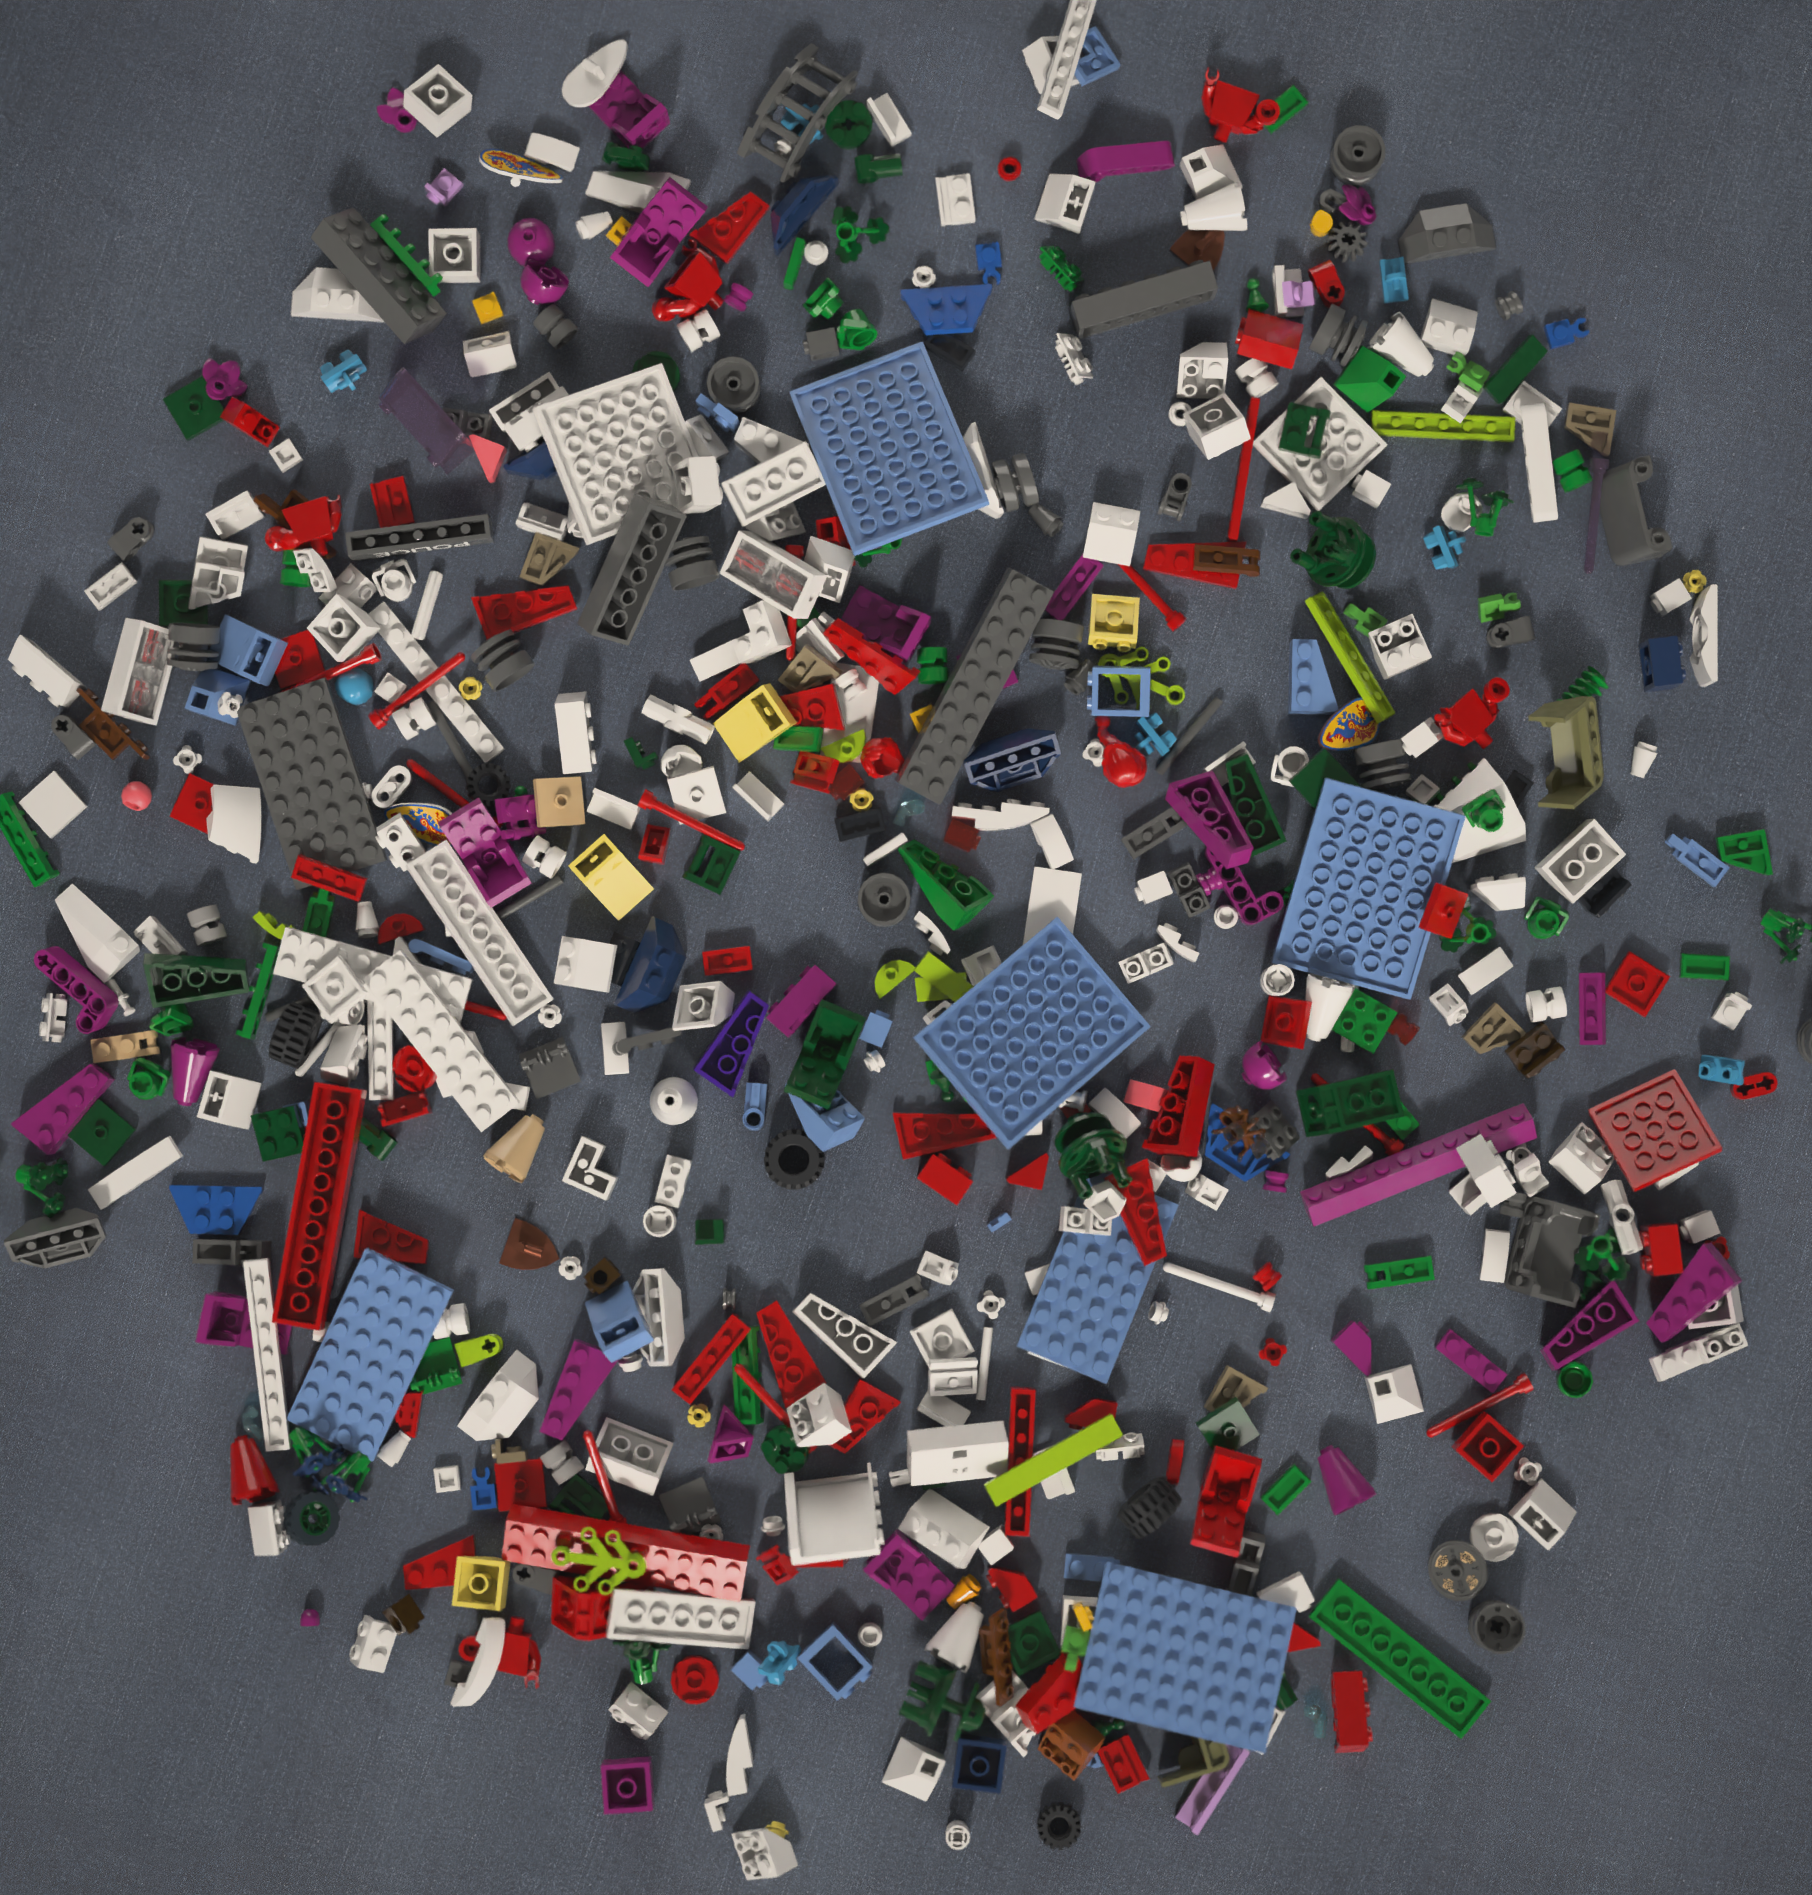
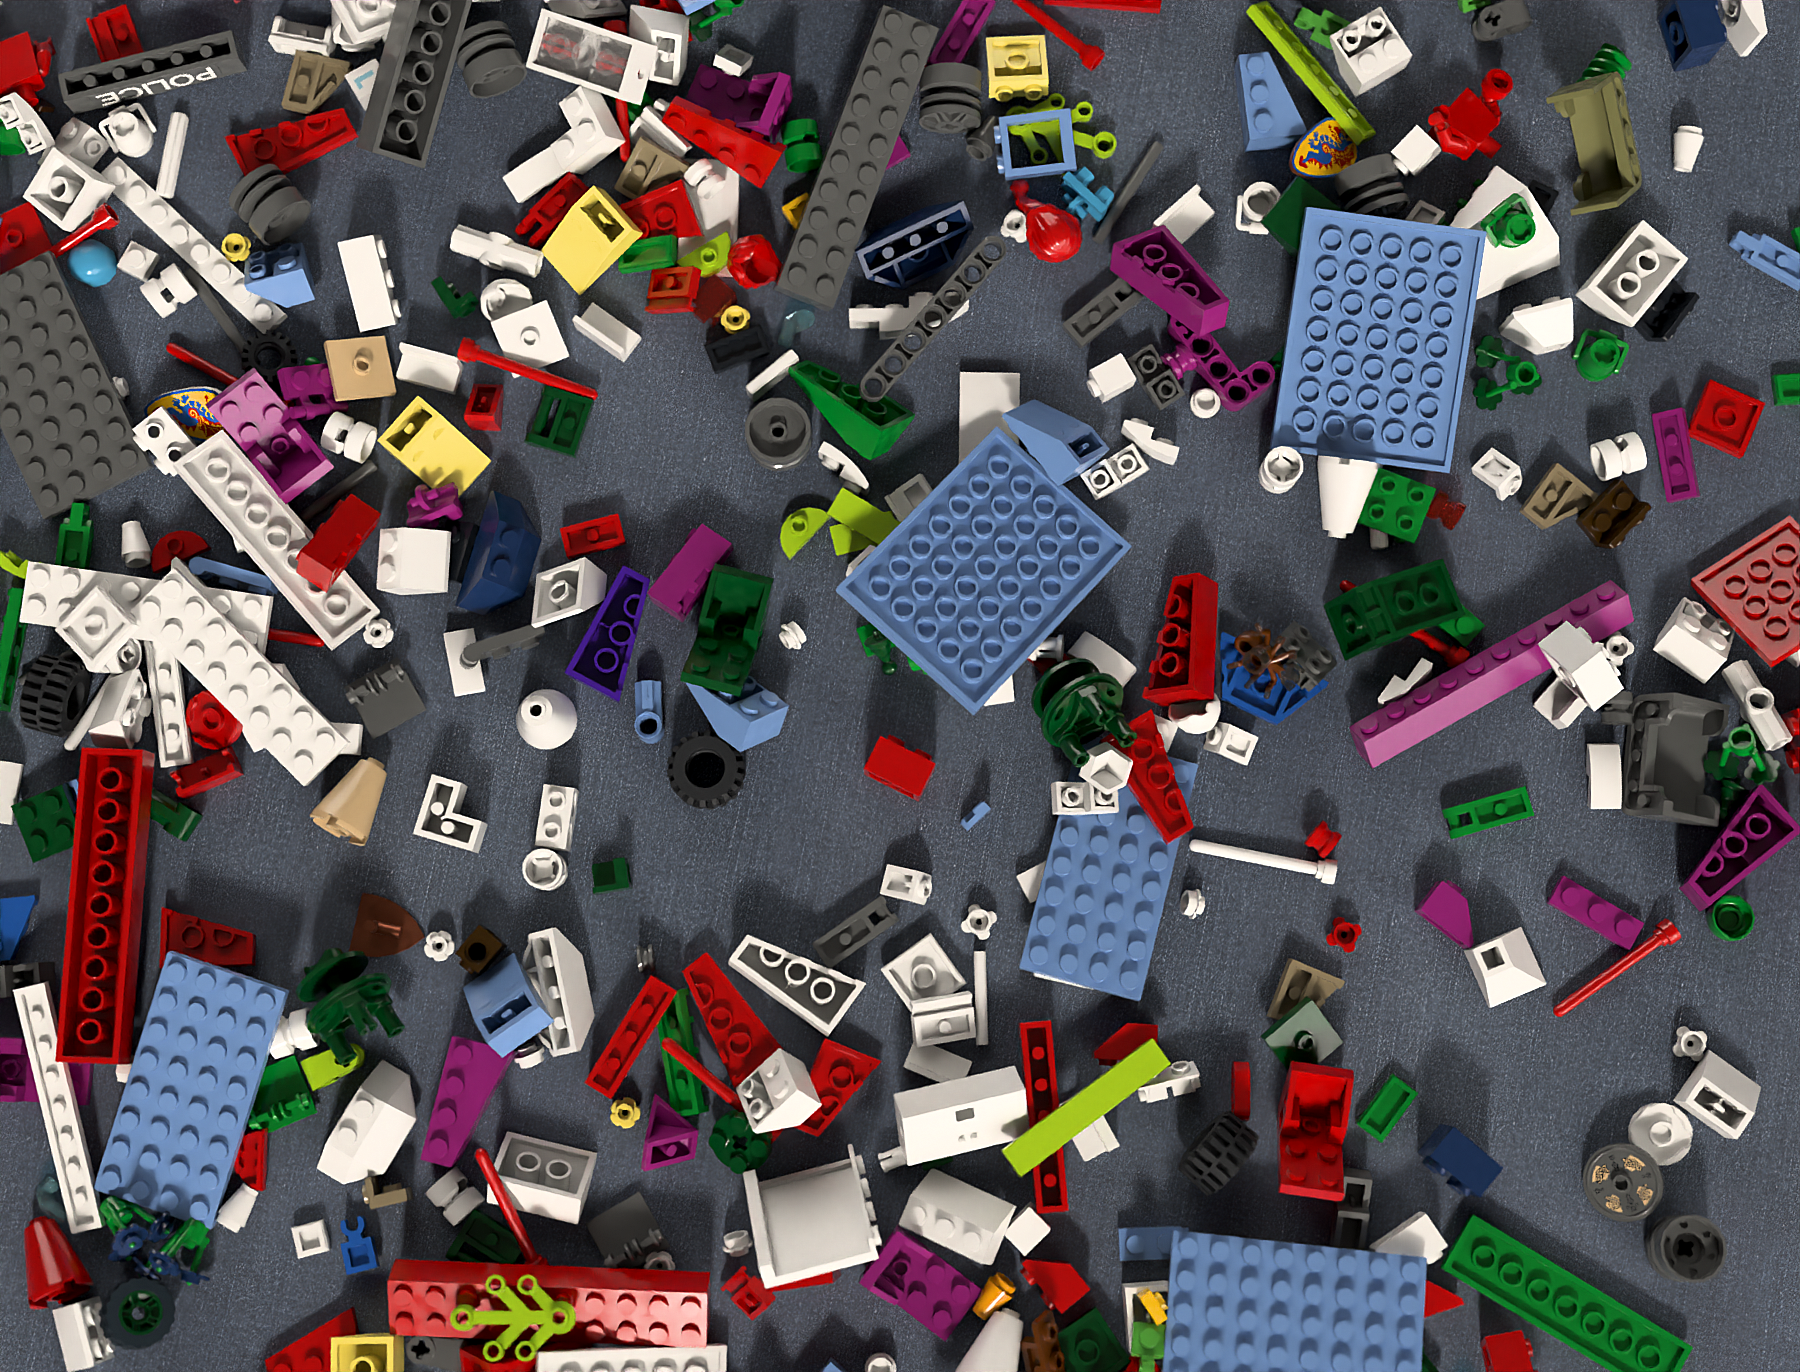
camera: 10 degrees left, 5 degrees down
(329, 878) = (80, 496): red tile -> none
(380, 717) = (127, 295): red piece -> none
(391, 786) = (148, 377): white plate -> none
(498, 1307) = (346, 1000): none -> dark green piece
(503, 717) = (280, 275): none -> medium blue slope
(520, 1484) = (406, 1232): red plate -> none
(527, 942) = (337, 542): none -> red wedge
(590, 567) = (362, 81): none -> white brick
(605, 921) = (431, 504): none -> magenta hips
(876, 1028) = (789, 595): medium blue brick -> none
(886, 586) = (733, 60): none -> white plate
(932, 1133) = (867, 716): red wing -> none
(962, 836) = (864, 345): clear red brick -> none
(1029, 823) = (942, 308): none -> dark grey beam
(1032, 1174) = (1007, 751): red slope -> none
(1052, 841) = (978, 338): white slope -> none
(1102, 932) = (1056, 440): none -> medium blue slope
(1144, 1095) = (1136, 634): coral slope -> none
(1252, 805) = (1219, 256): dark green wedge -> none
(1262, 1067) = (1277, 579): magenta cylinder -> none
(1275, 1181) = (1315, 719): magenta wheel -> none
(1286, 1022) = (1299, 519): red plate -> none
(1331, 1534) = (1460, 1160): none -> dark blue brick
(1342, 1480) = (1459, 1086): magenta cone -> none
(1443, 910) = (1475, 354): red plate -> none
(1485, 970) = (1536, 426): white slope -> none
(1487, 1446) = (1636, 1017): red brick -> none
(1529, 1175) = (1634, 673): white bracket -> none

